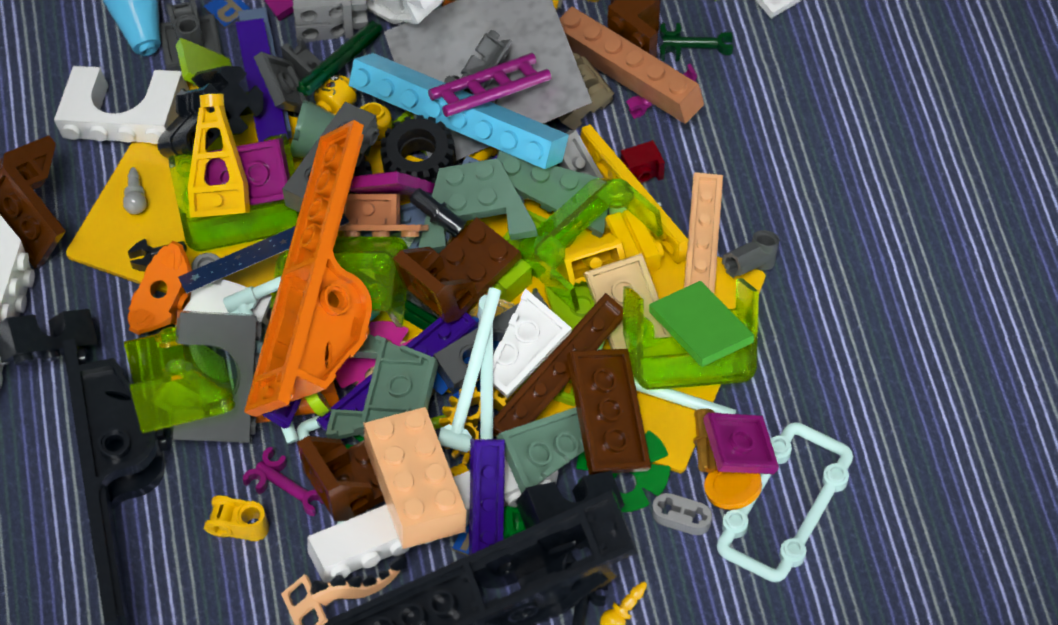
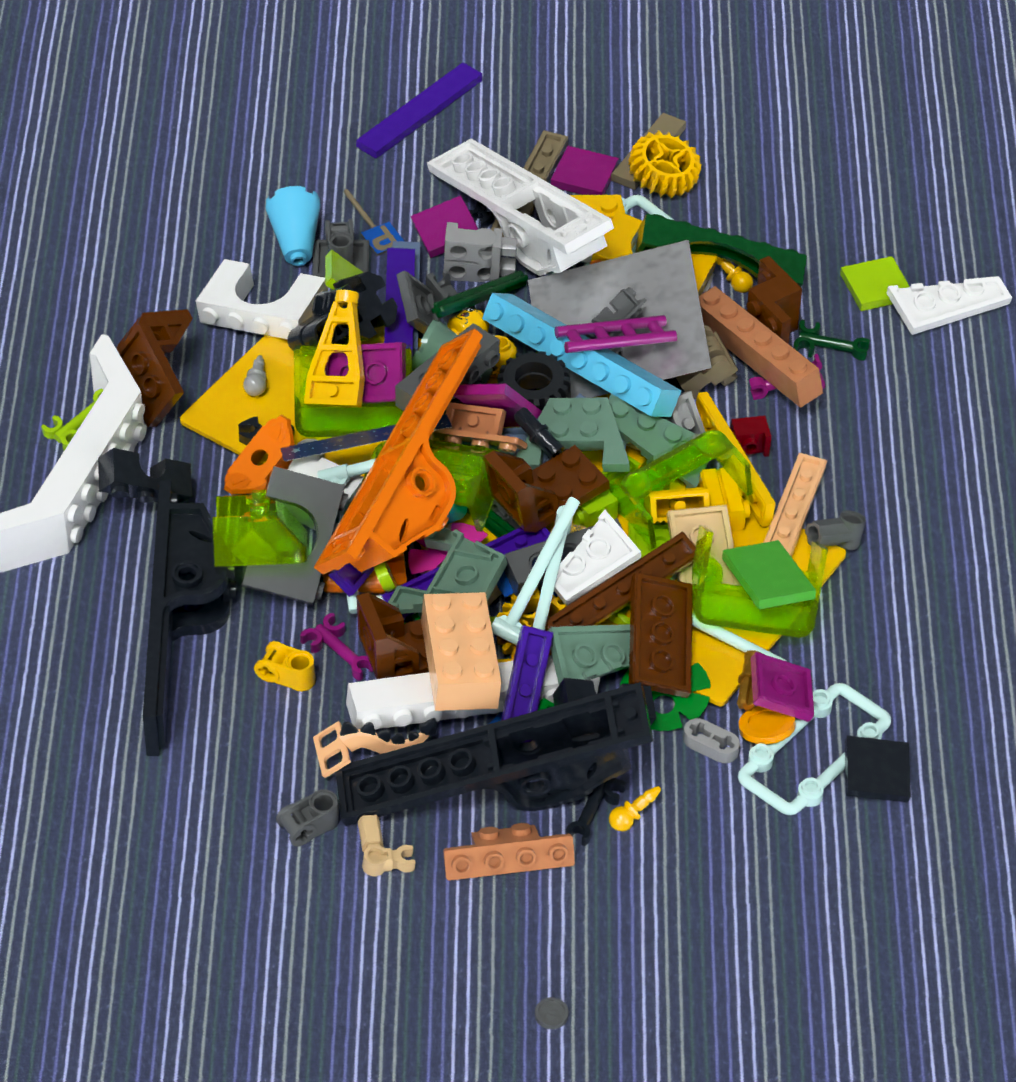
camera: 10 degrees right, 10 degrees down
(853, 513) = (877, 769): none -> black tile

